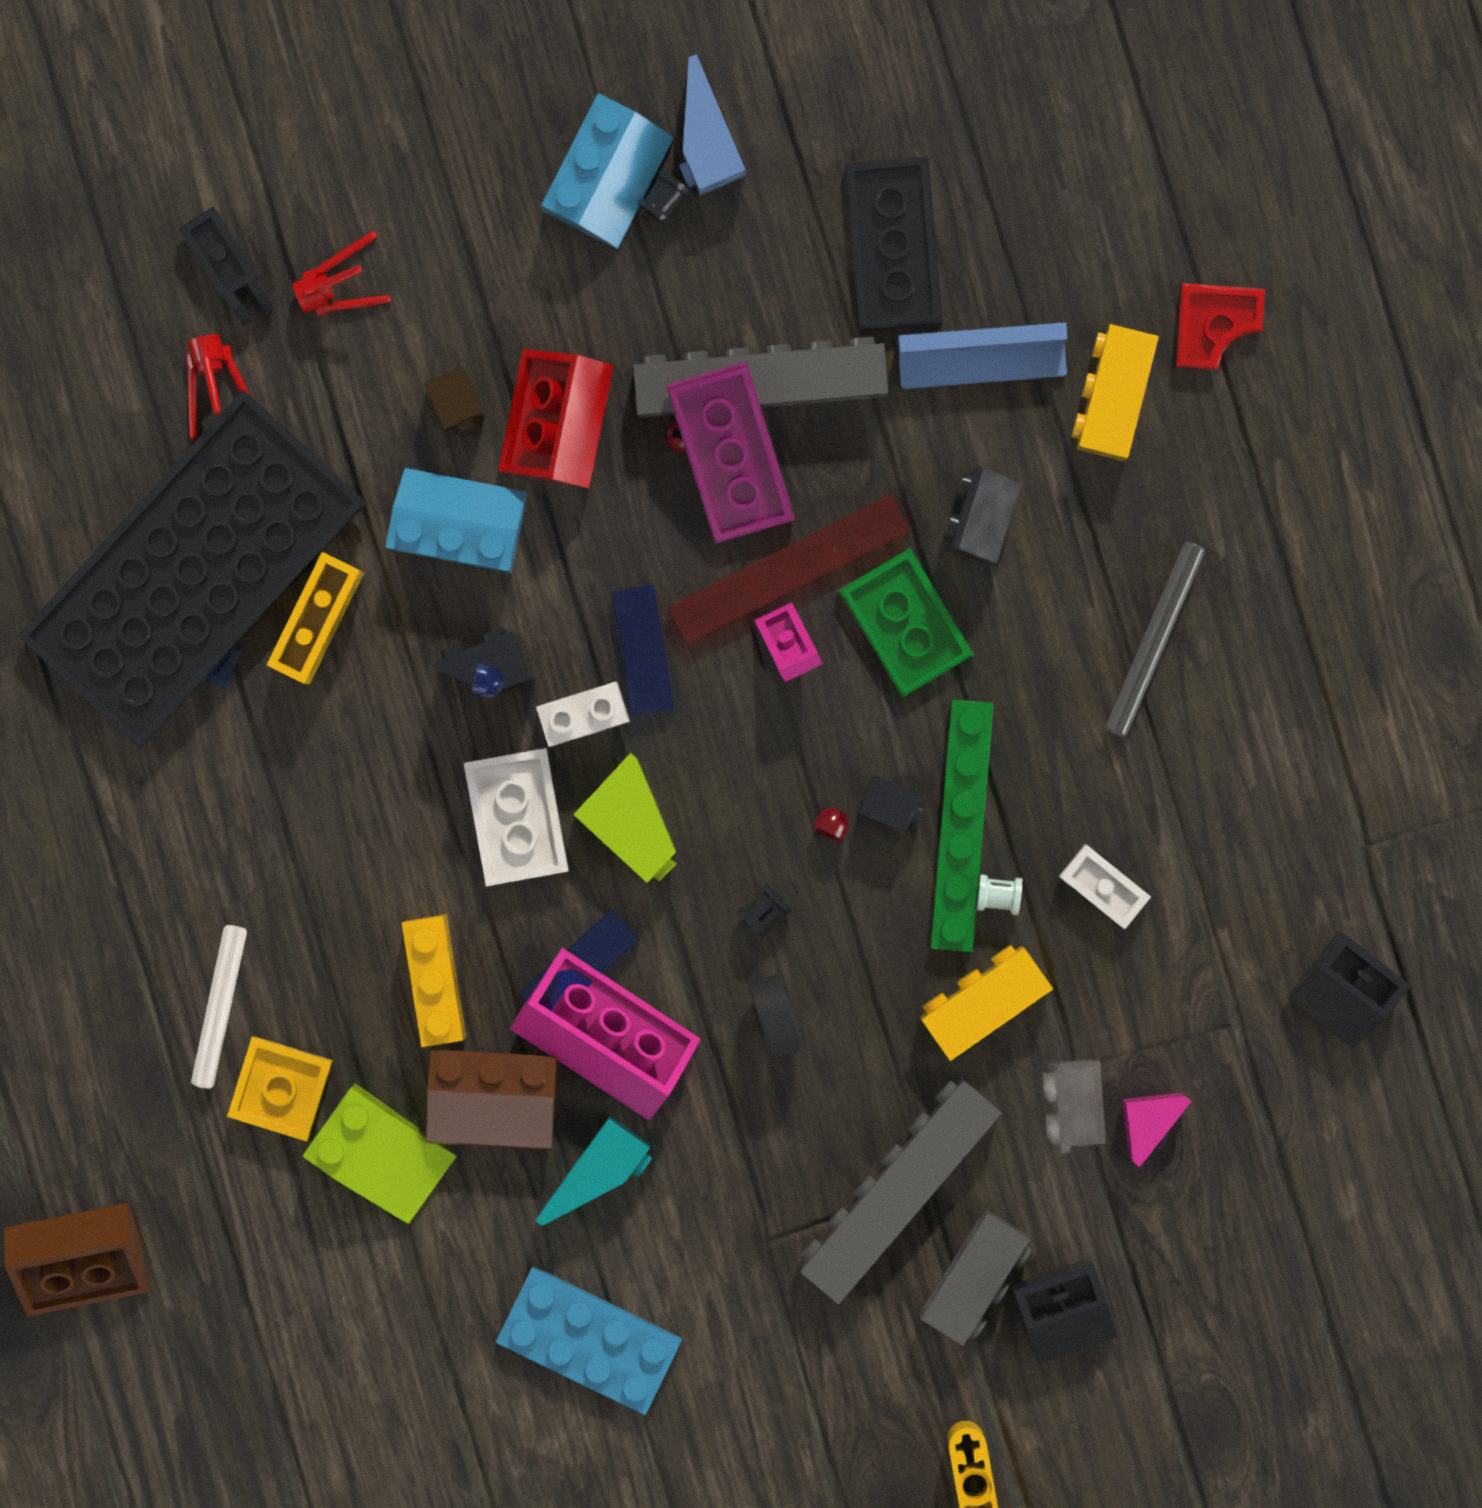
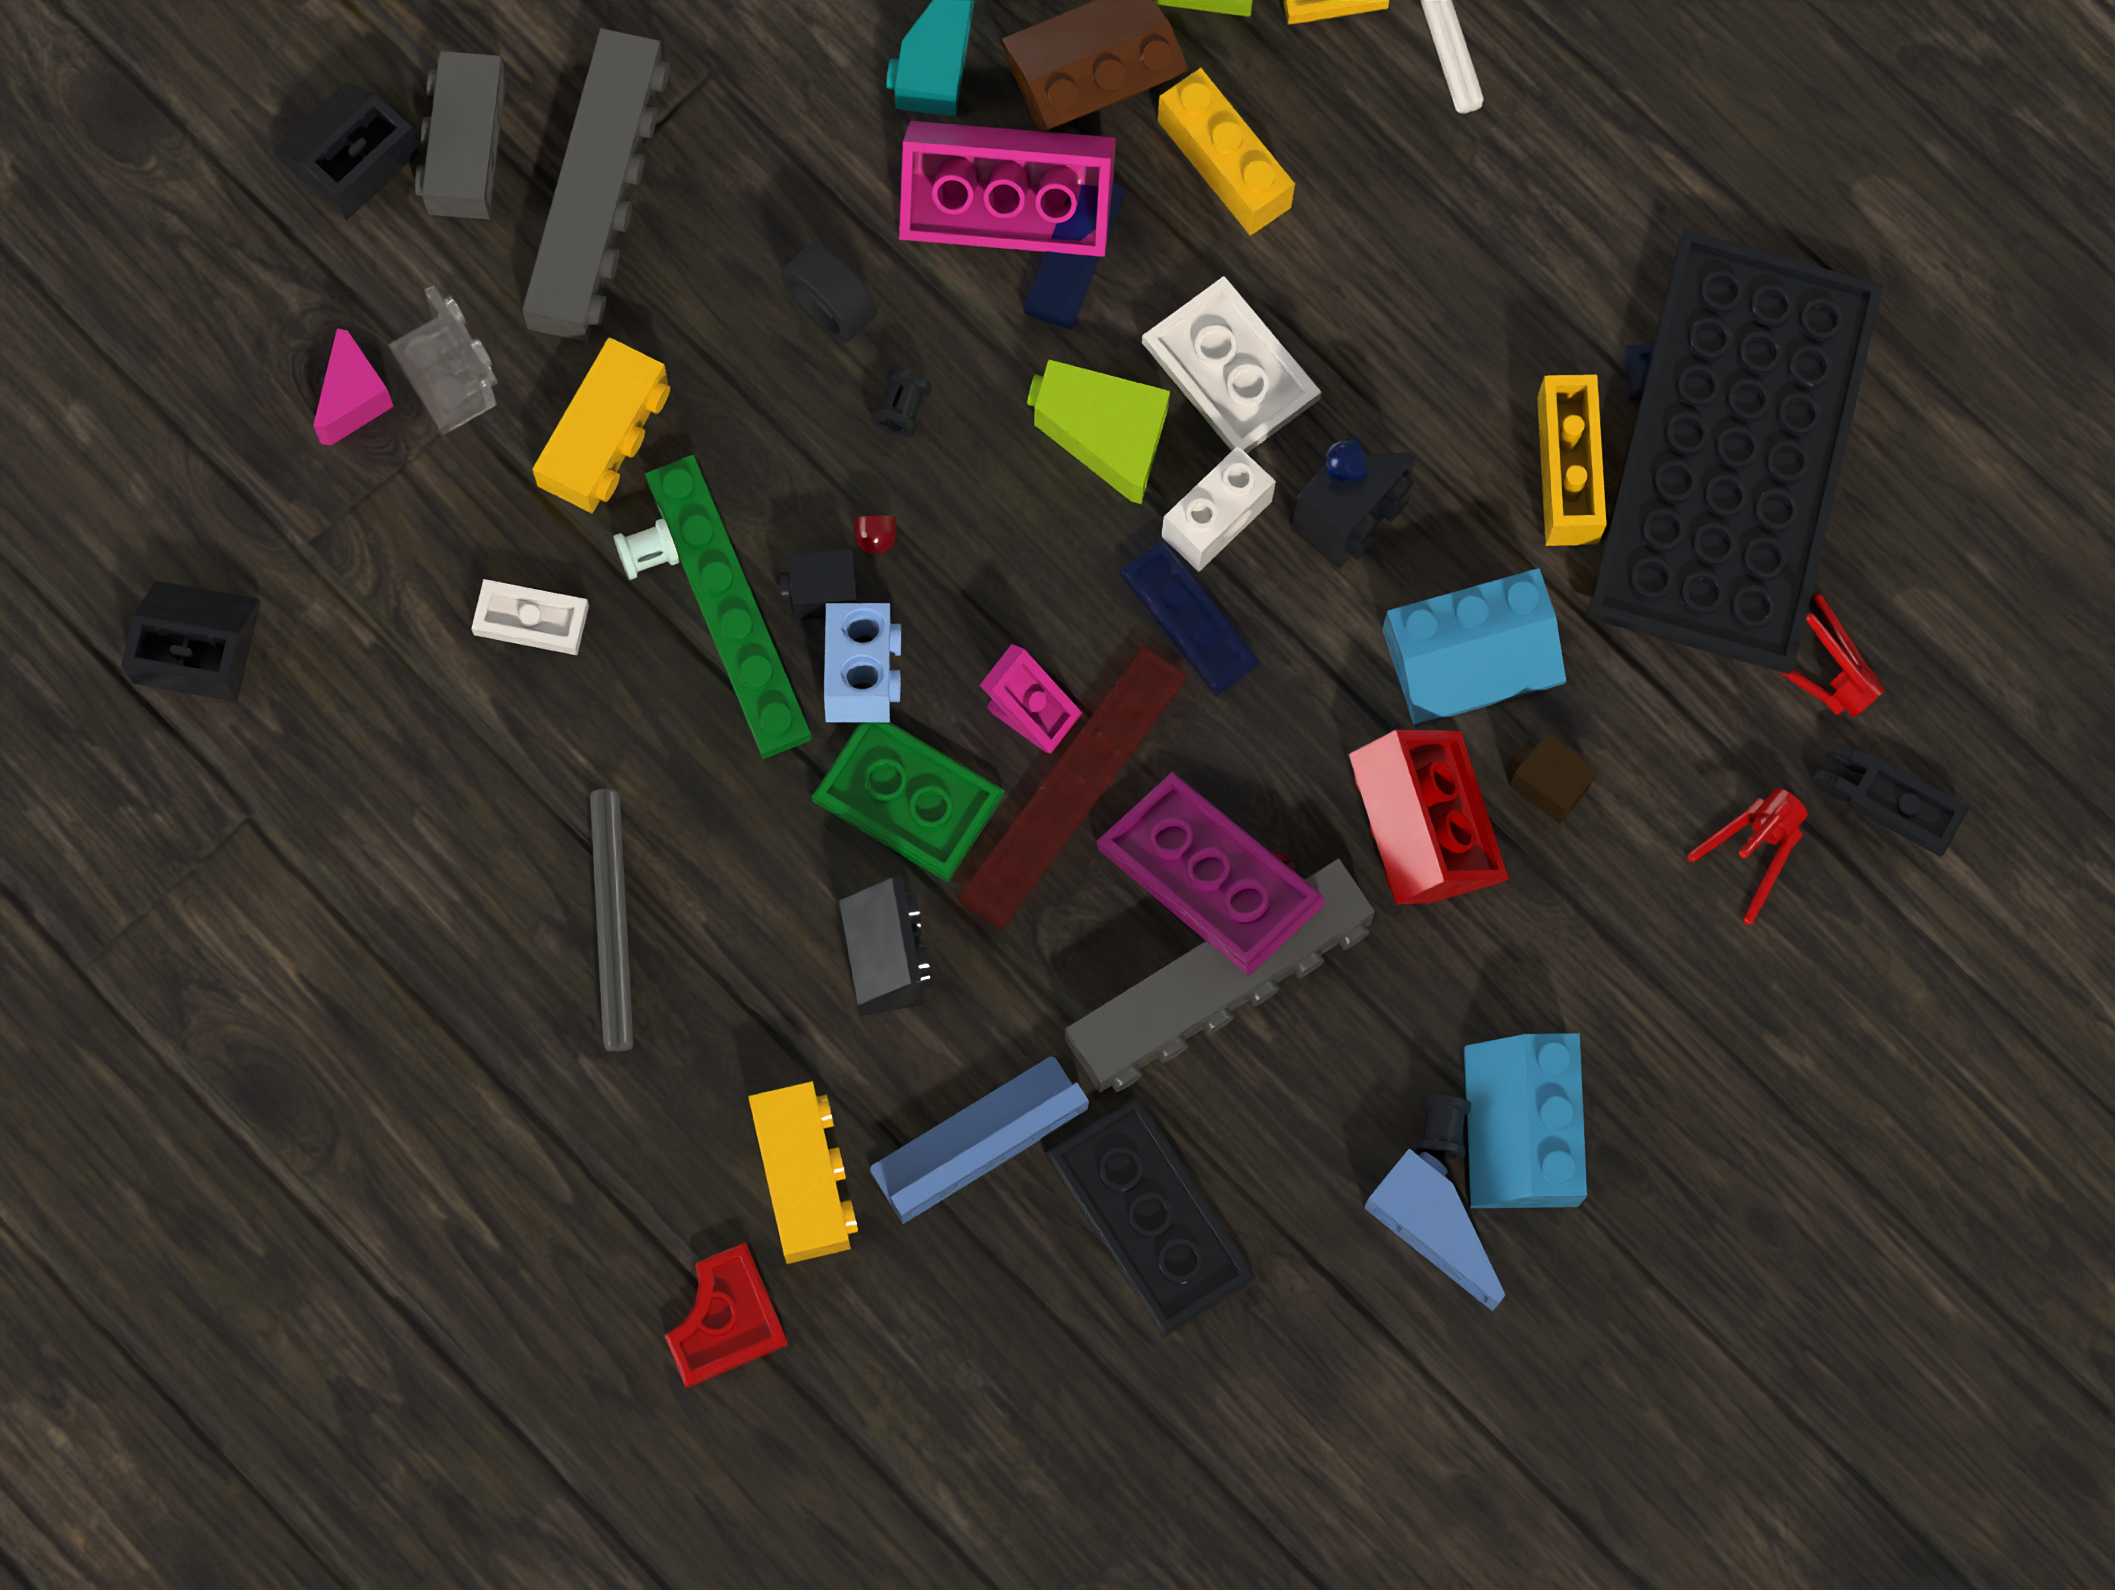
camera: 150 degrees right, 15 degrees down
(902, 734) = (857, 662): none -> light blue brick

